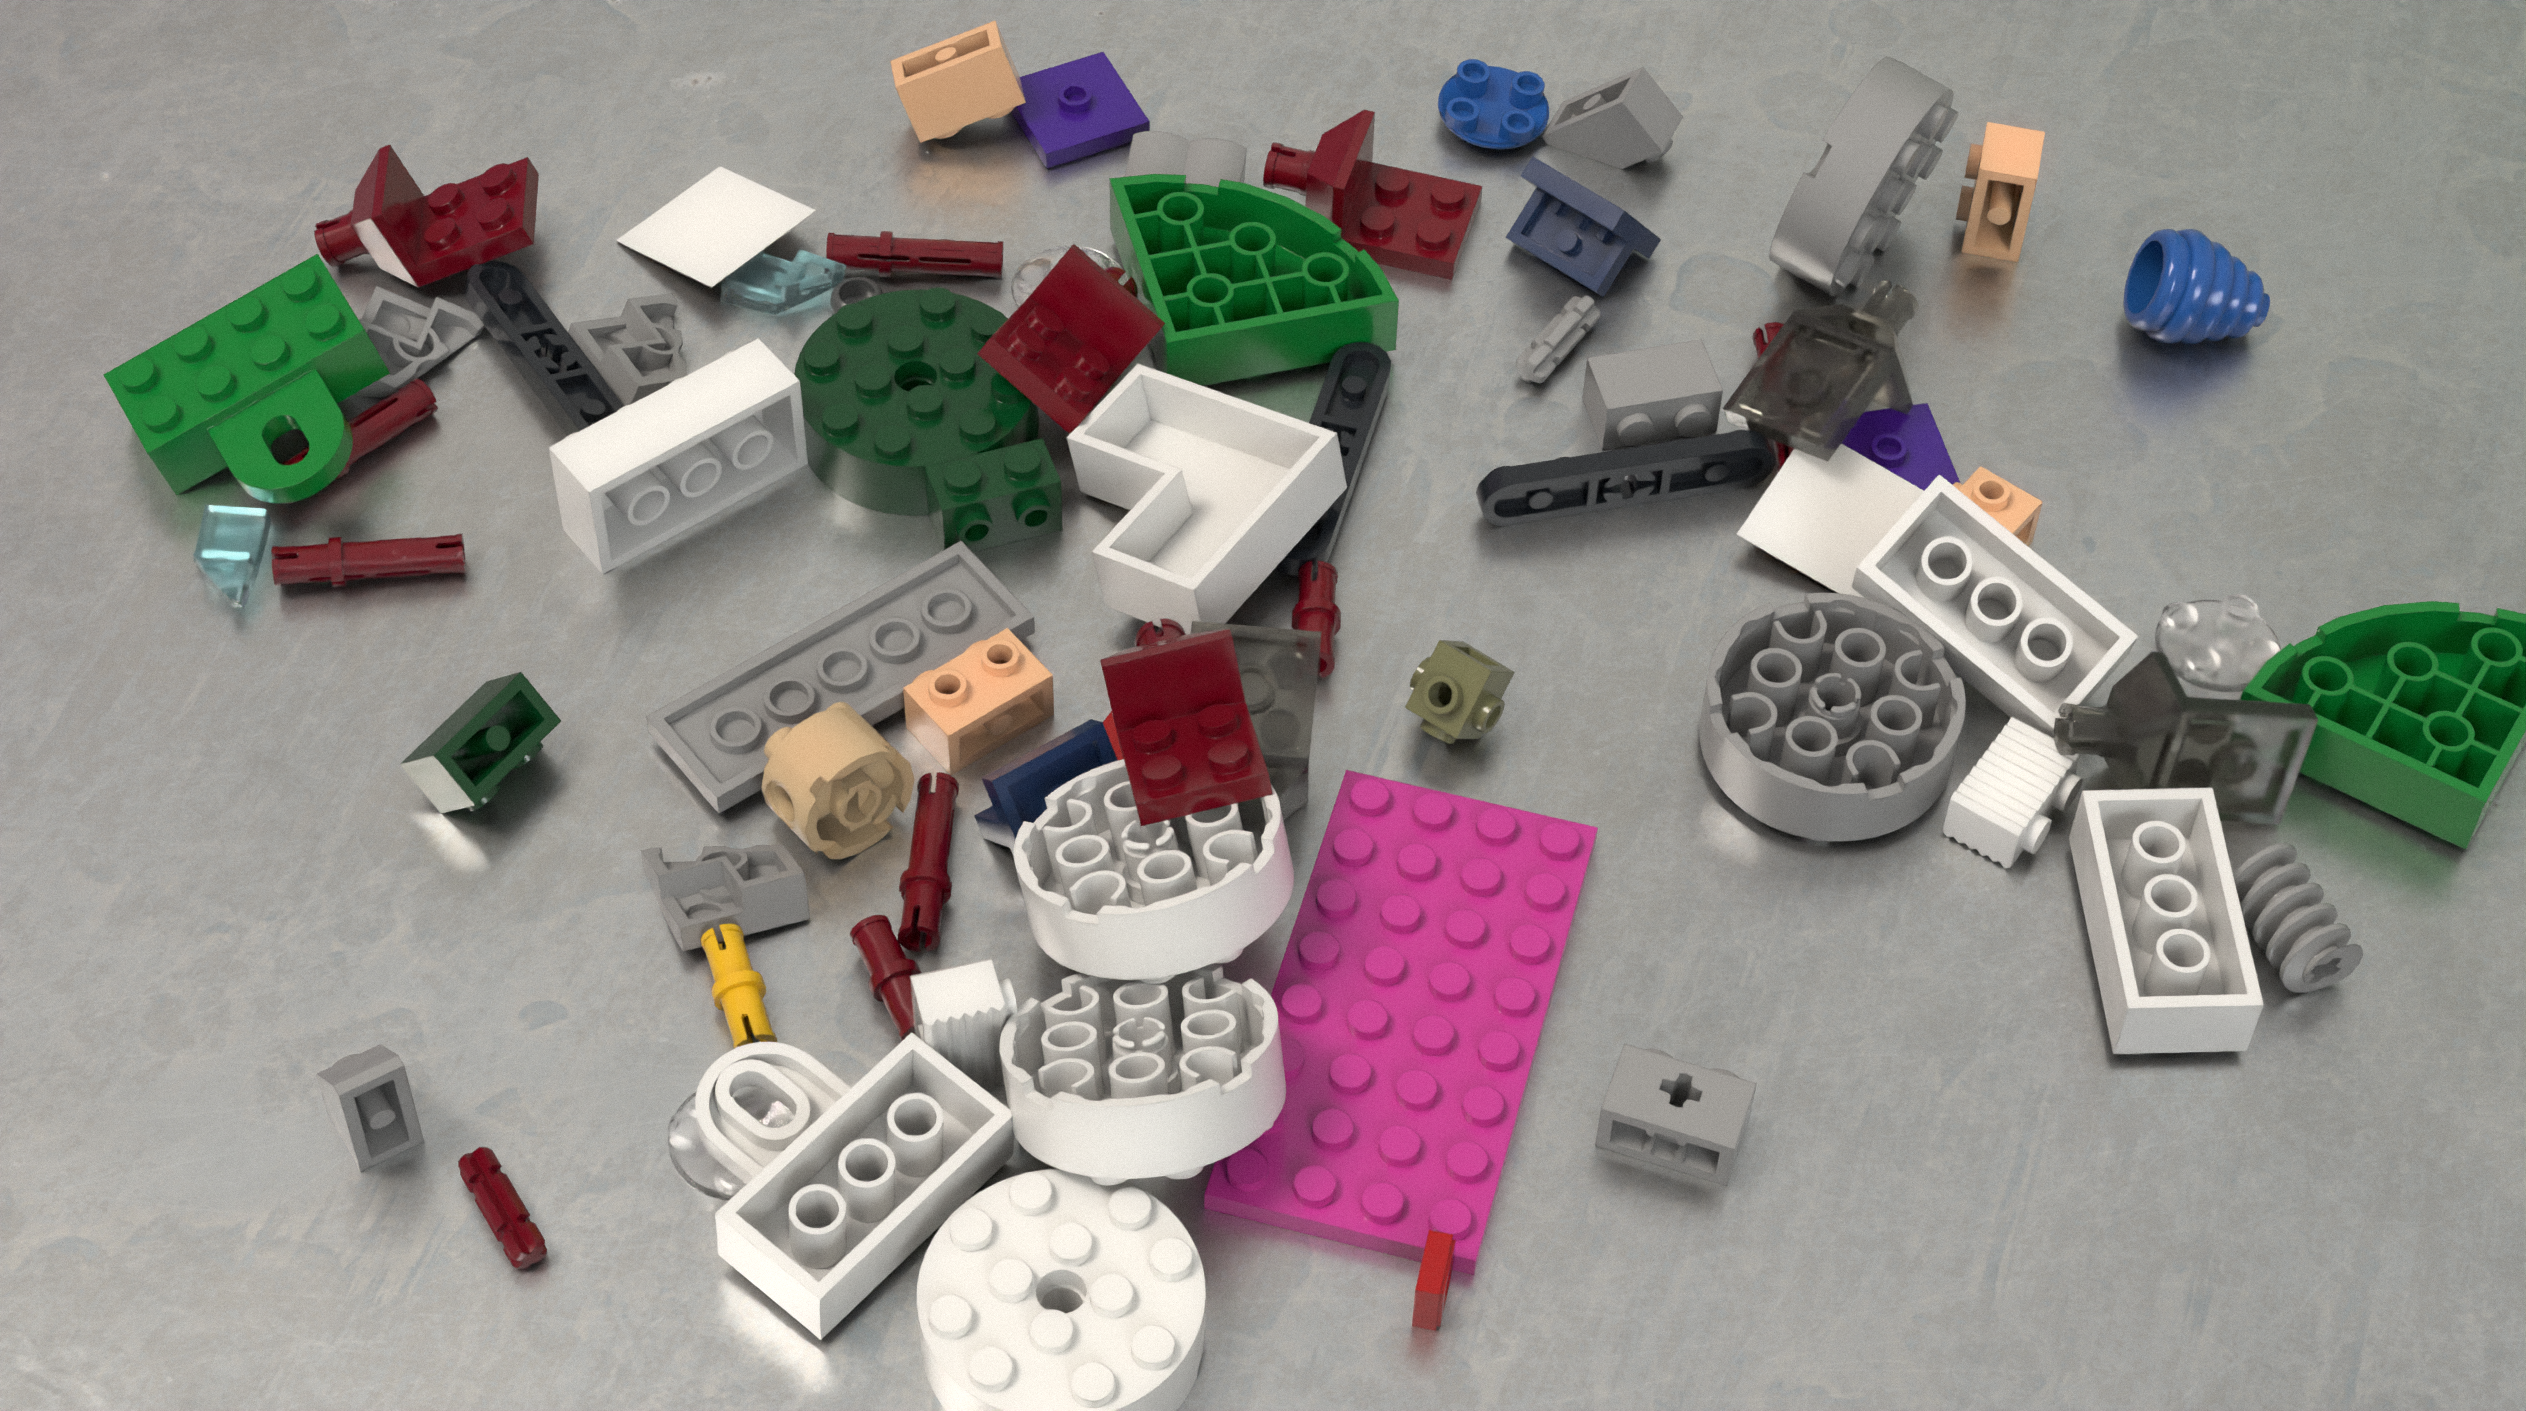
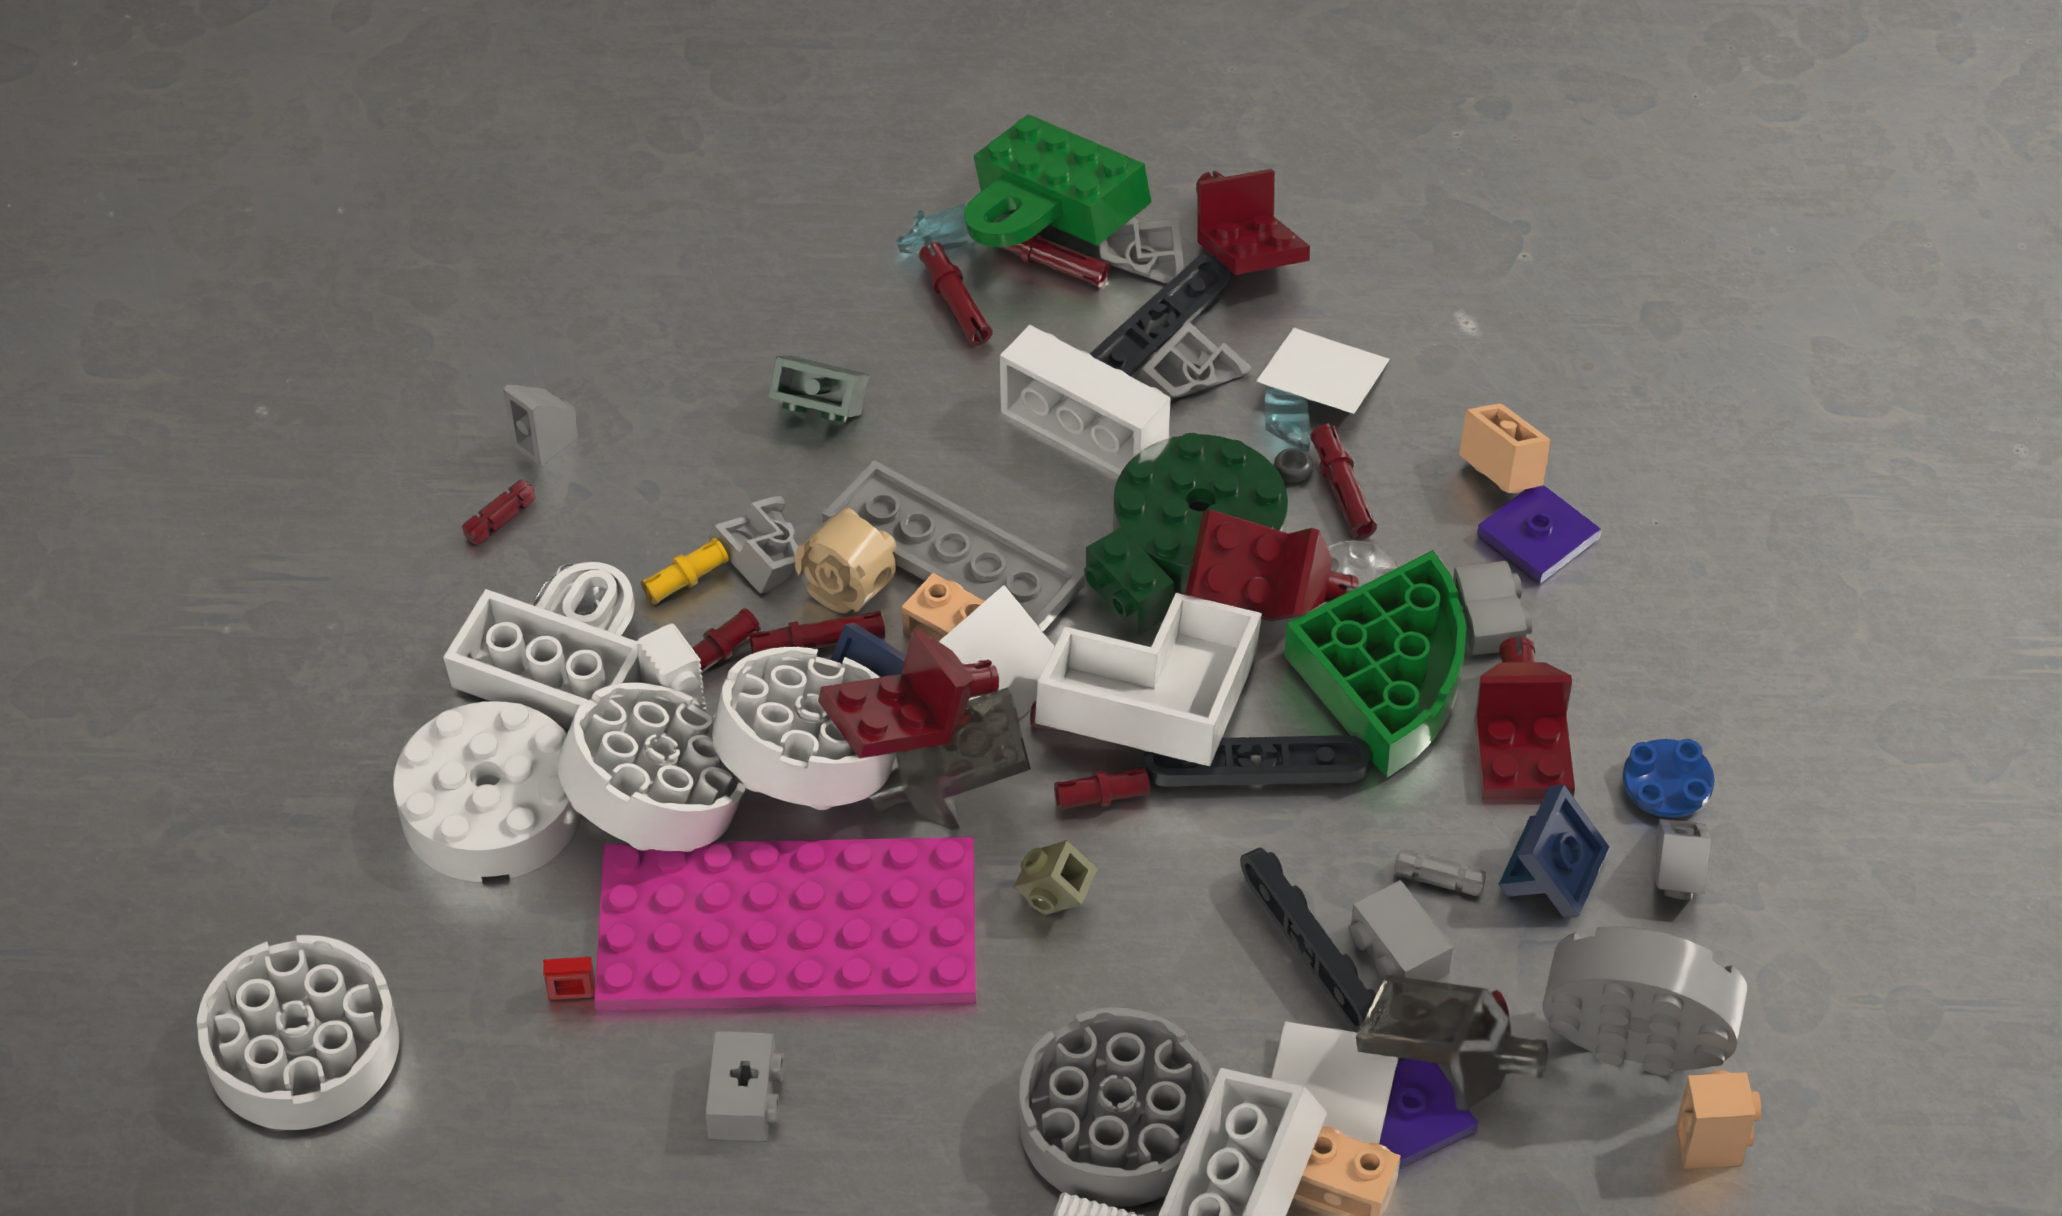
camera: 75 degrees right, 0 degrees up
(1059, 653) = (1008, 638): none -> white sticker

